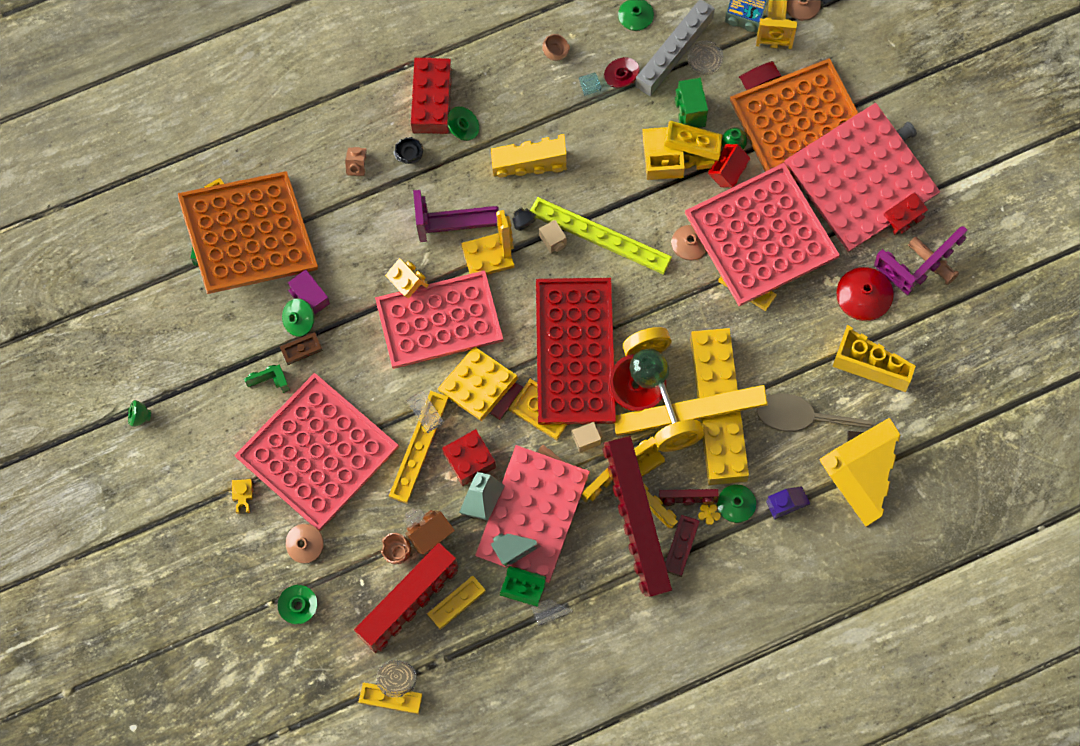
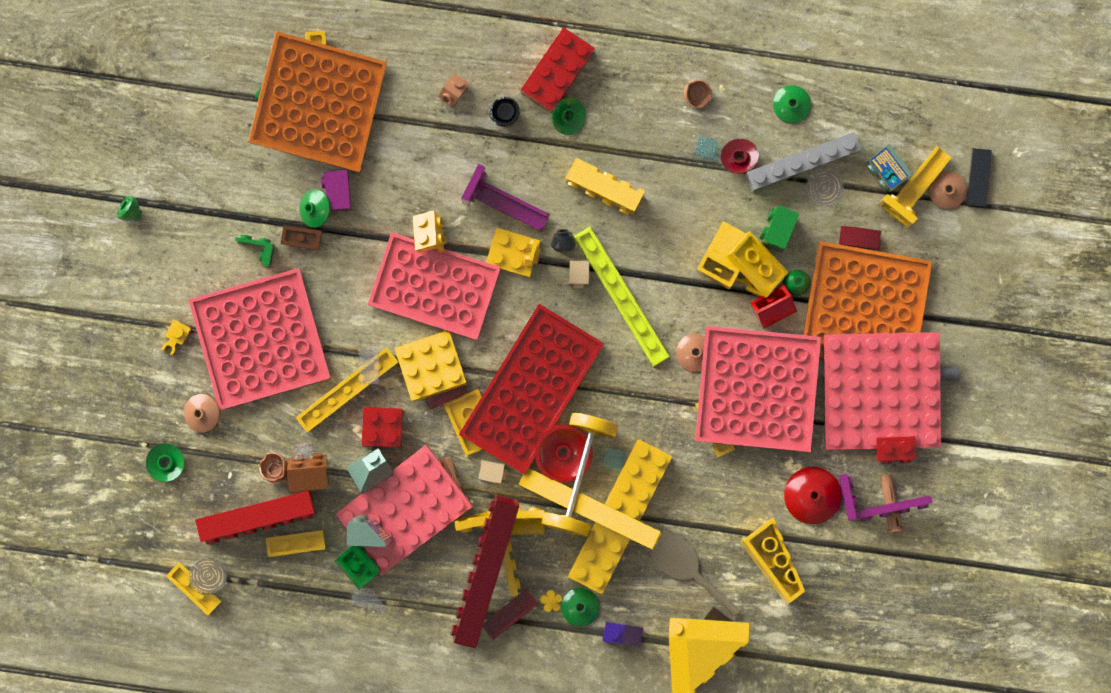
camera: 20 degrees right, 15 degrees up
(649, 368) = (579, 450): clear green cylinder -> none
(682, 364) = (614, 459): none -> clear light blue tile
(689, 496) = (542, 578): dark red plate -> none

